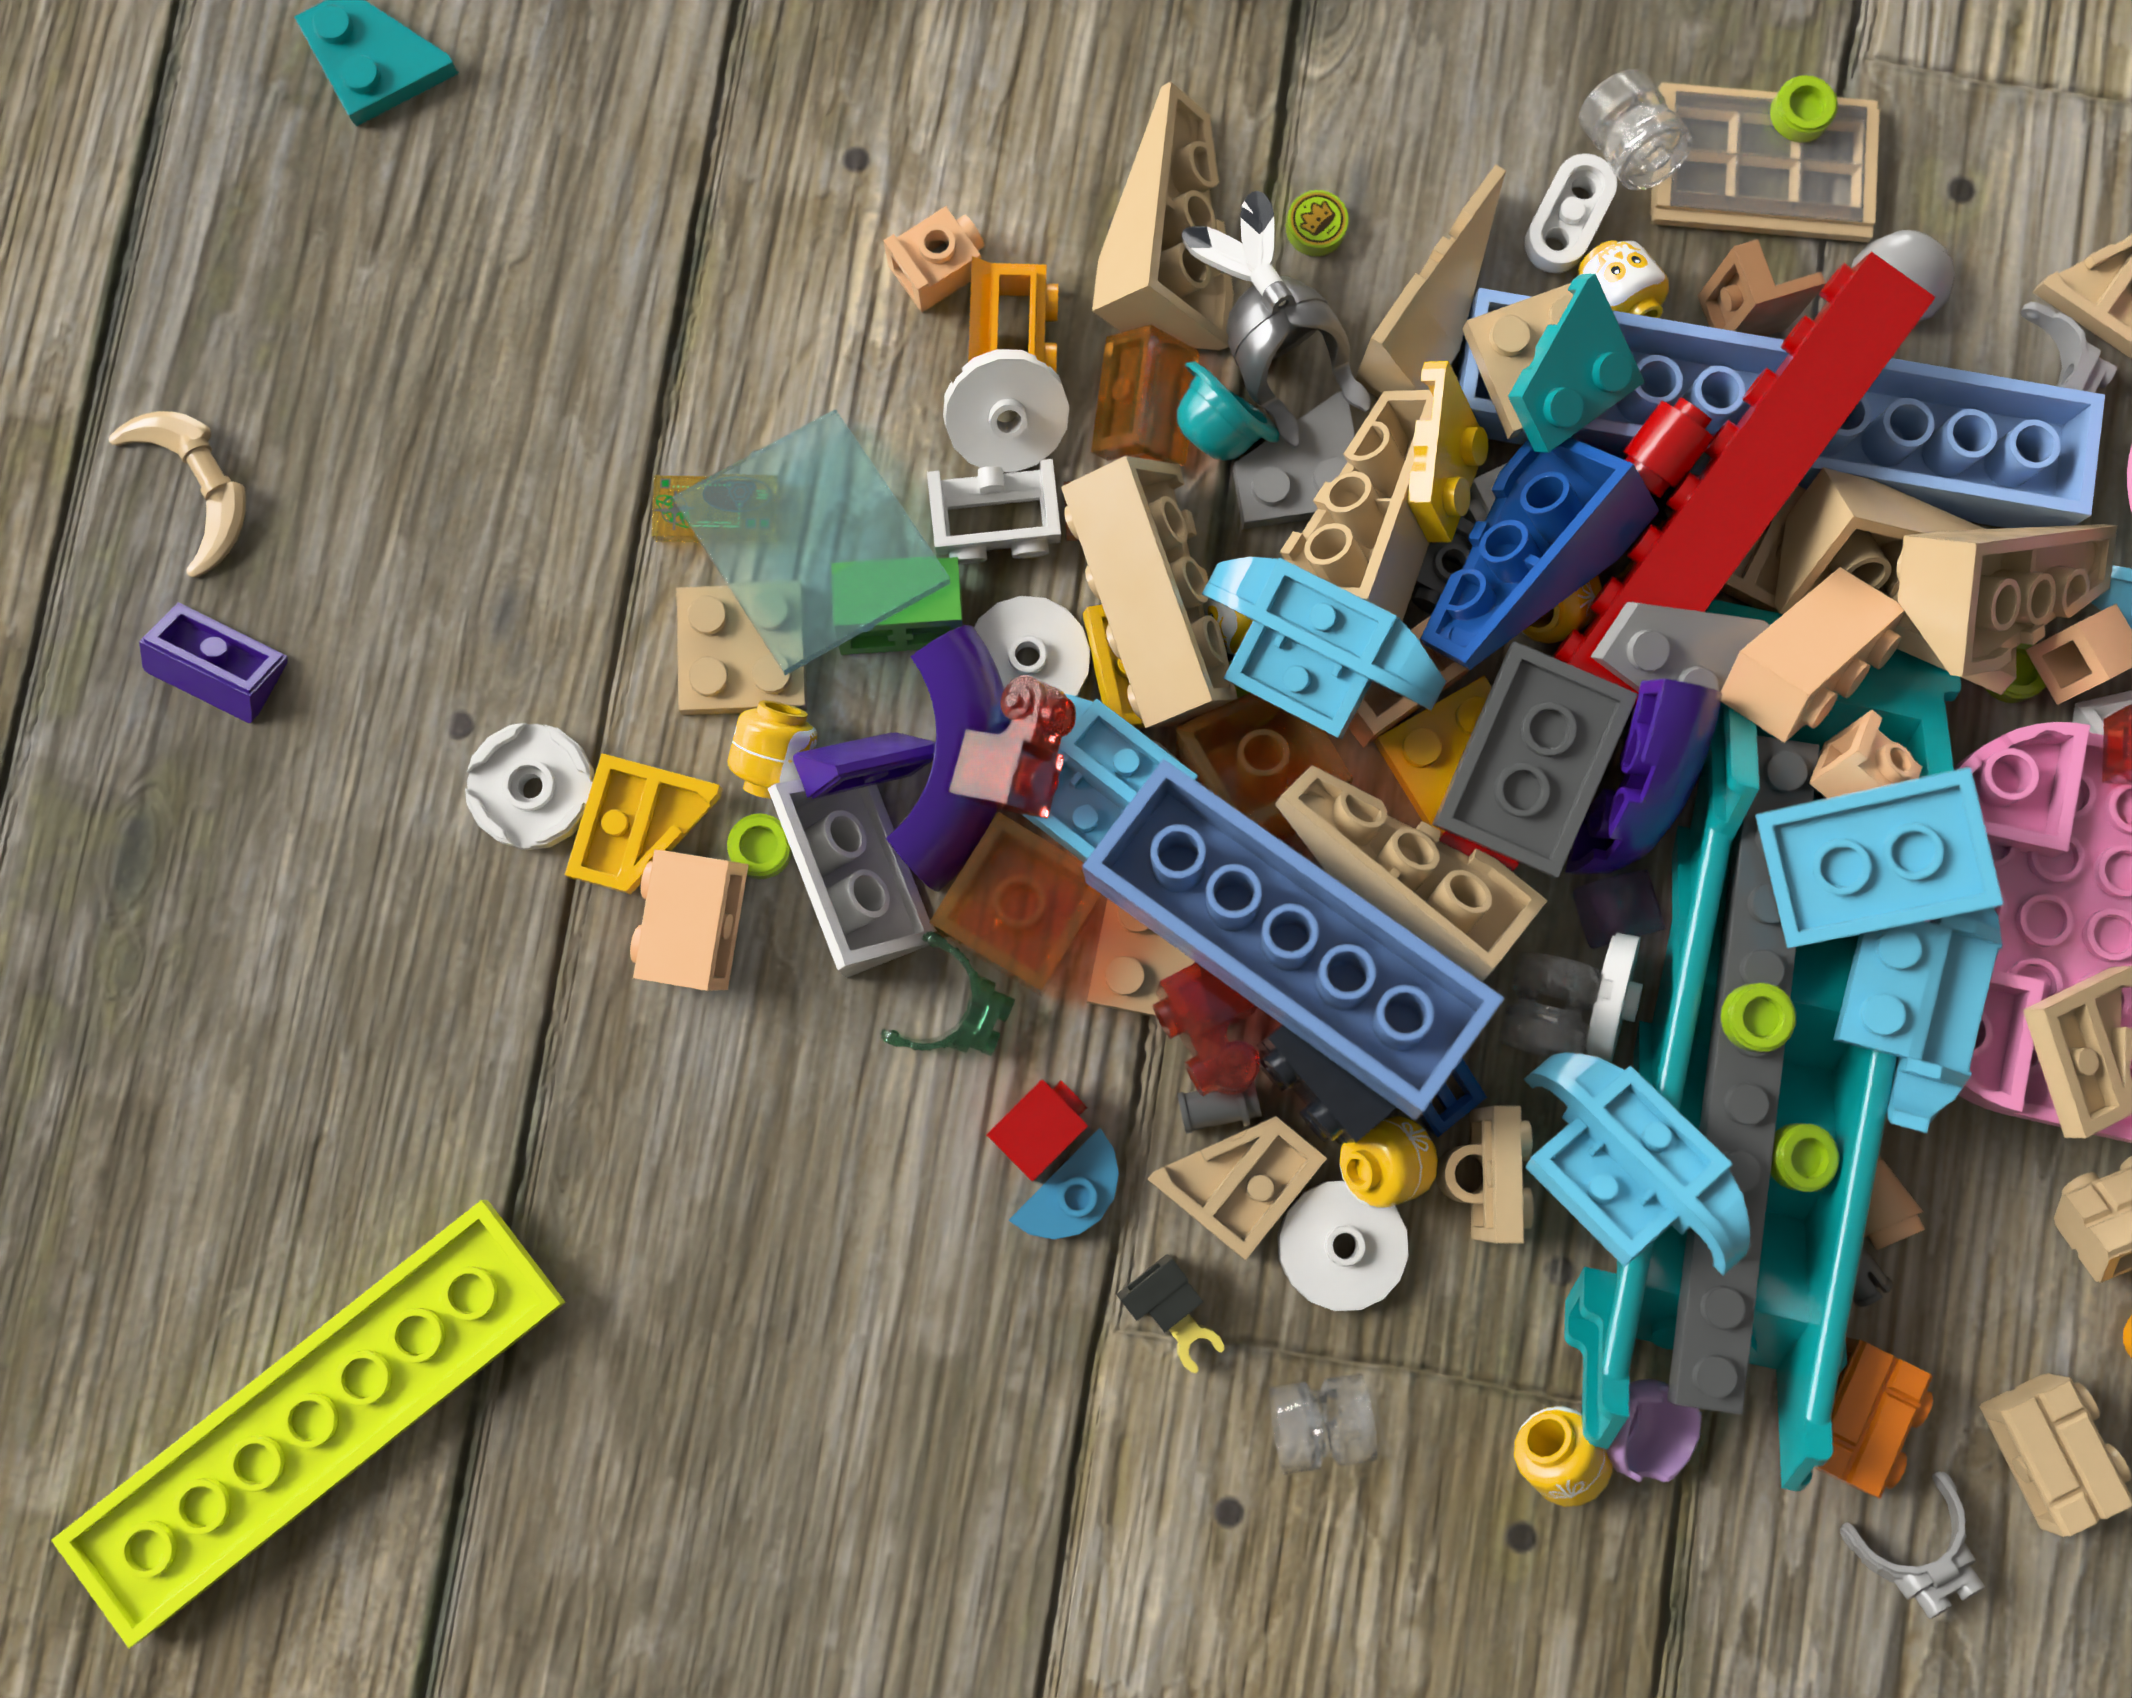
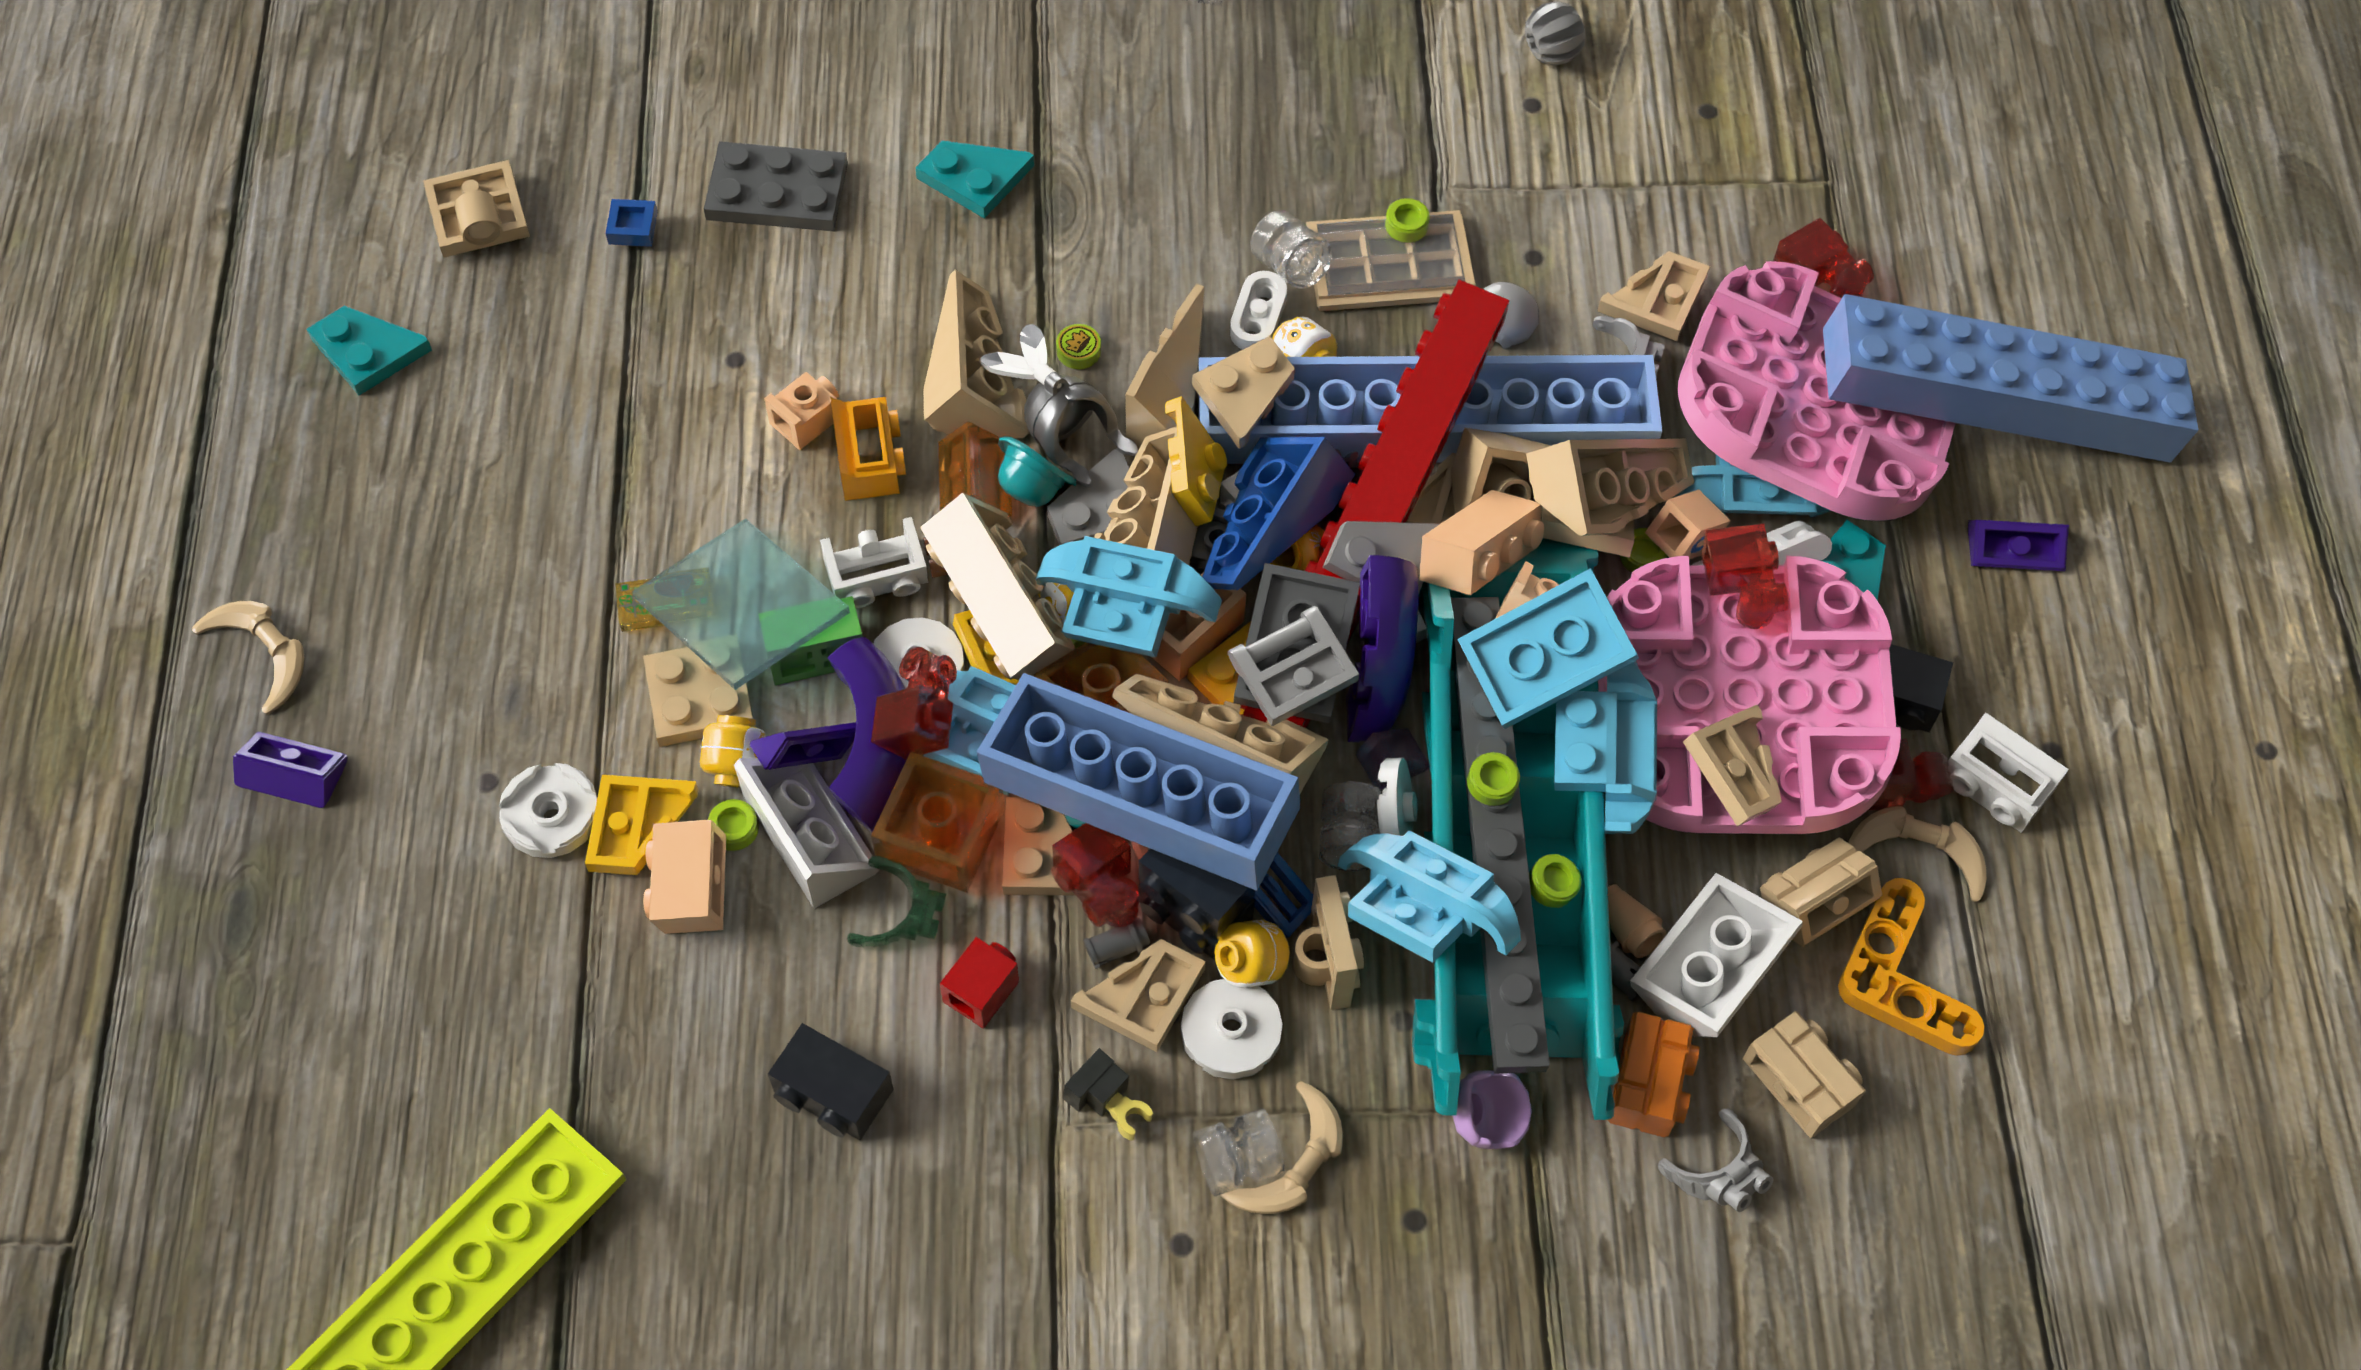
camera: 10 degrees left, 20 degrees down
(828, 1231) = (830, 1083): none -> black brick
(1002, 383) = (857, 476): white plate -> none
(1074, 1194) = (1016, 1028): dark azure plate -> none
(1430, 1420) = (1290, 1190): none -> tan piece
(1531, 825) = (1299, 678): none -> light grey plate
(1560, 1459) = (1428, 1140): yellow head -> none
(1576, 369) = (1274, 390): teal wing -> none
(1669, 445) = (1352, 427): red brick -> none
(1745, 298) = (1392, 334): medium nougat panel -> none
(1985, 1287) = (1714, 957): none -> white slope

